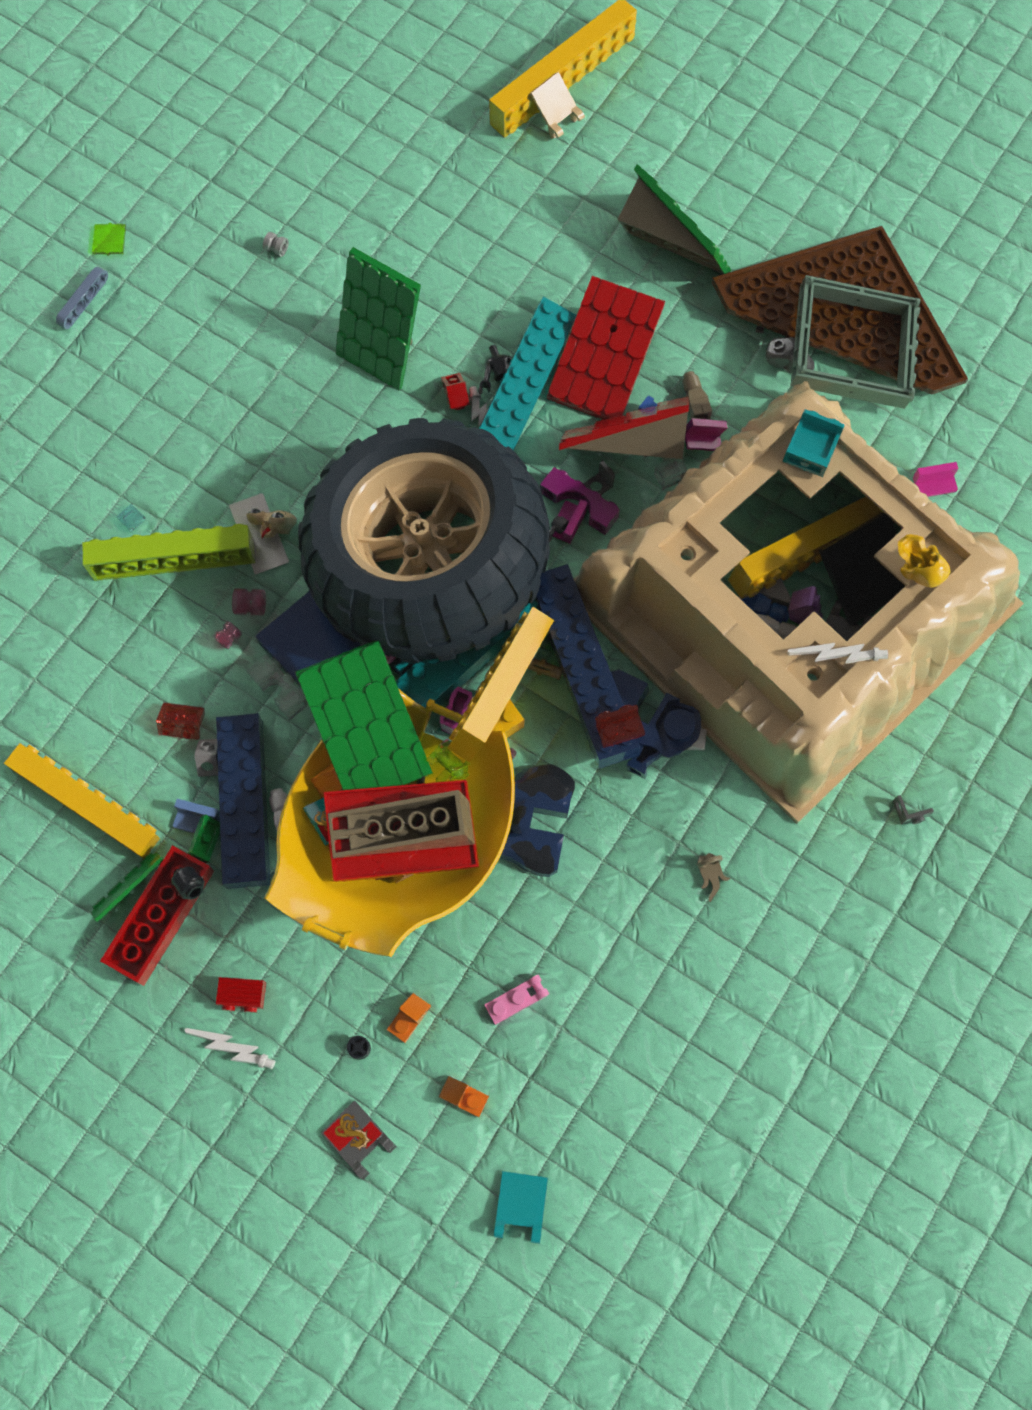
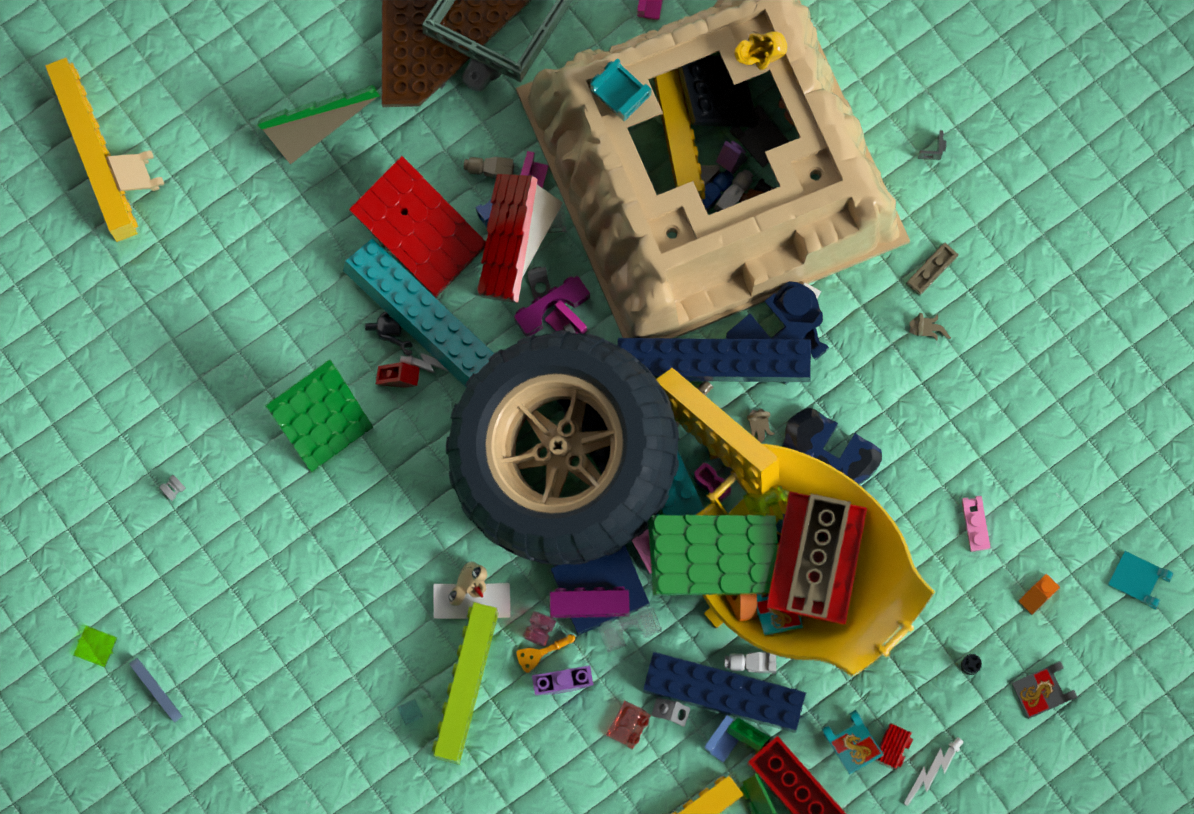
camera: 65 degrees left, 5 degrees up
(187, 883) = (789, 756): black head -> none
(201, 638) = (562, 681): none -> medium lavender slope
(226, 612) = (539, 653): none -> light orange piece
(226, 636) = (563, 658): clear pink wheel -> none
(228, 951) = (854, 745): none -> flag
(284, 632) = (589, 603): none -> magenta brick
(409, 1017) = (960, 616): orange slope -> none
(538, 739) = (759, 423): none -> dark tan piece
(619, 725) = (790, 349): clear red bracket -> none
(778, 856) = (932, 269): none -> dark tan tile
(826, 652) = (814, 136): white piece -> none

